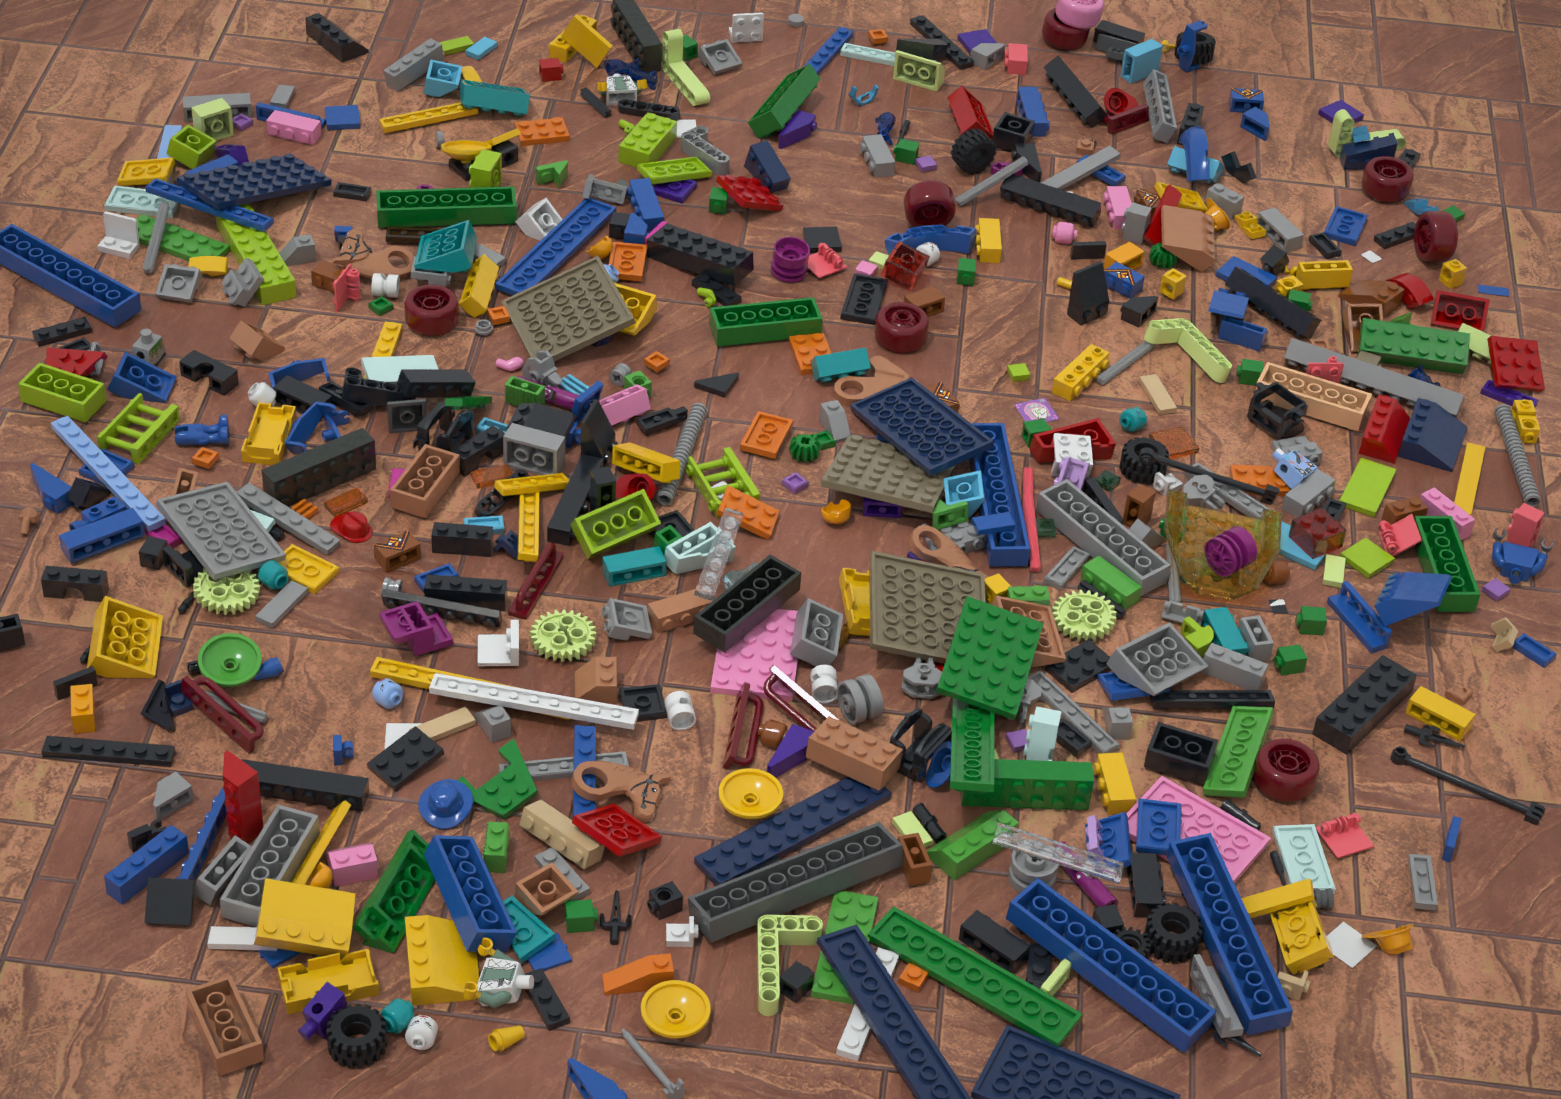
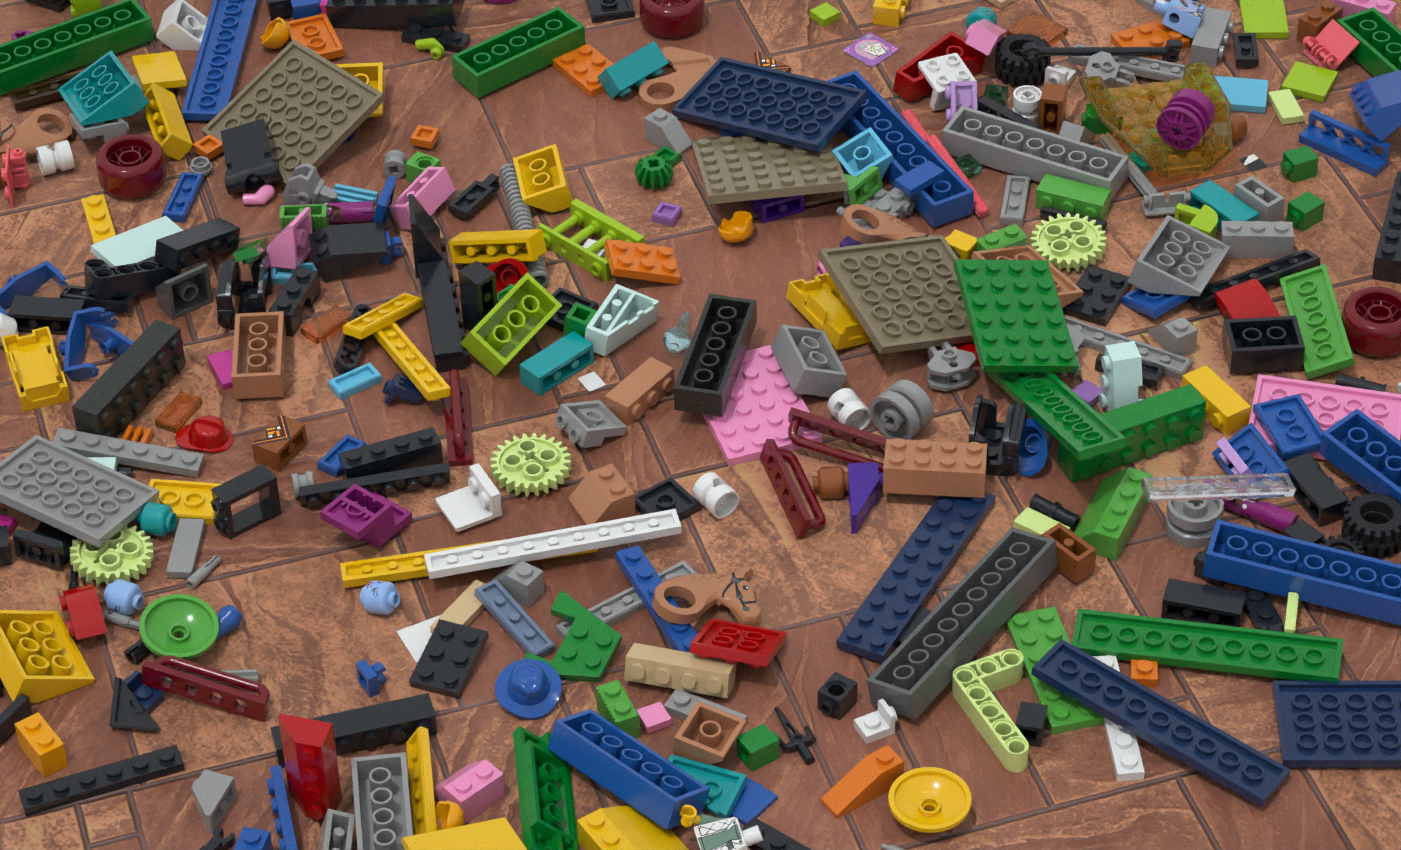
camera: 20 degrees left, 0 degrees up
(176, 623) = (83, 611): none -> red brick
(199, 636) = (120, 619): none -> light grey piece
(211, 623) = (123, 597): none -> light blue head
(281, 626) = (202, 572): none -> light grey piece
(339, 573) = (255, 480): none -> black window
(381, 306) = (62, 183): green tile -> none
(457, 346) = (183, 196): none -> blue tile
(462, 539) = (345, 403): black brick -> none
(472, 748) = (514, 619): none -> sand blue tile
(501, 247) = (160, 69): none -> yellow tile
(501, 406) = (292, 243): none -> bright pink slope
(516, 332) = (249, 157): none -> black piece
(522, 862) = (654, 717): none -> bright pink tile
(533, 450) = (361, 278): light grey brick -> none
(653, 589) = (591, 381): none -> white sticker
(717, 385) = (508, 139): black tile -> none
(717, 424) = (543, 179): none -> yellow slope
(718, 554) = (650, 314): clear plate -> none
(750, 793) = (853, 551): yellow dish -> none
(766, 435) = (602, 173): orange plate -> none
(1033, 427) = (885, 70): green brick -> none
(1119, 494) = (1027, 102): none -> white wheel
(1120, 430) = (984, 36): none -> bright pink brick
(1192, 715) = (1246, 301): none -> red slope
(1317, 533) = (1250, 72): clear red brick -> none

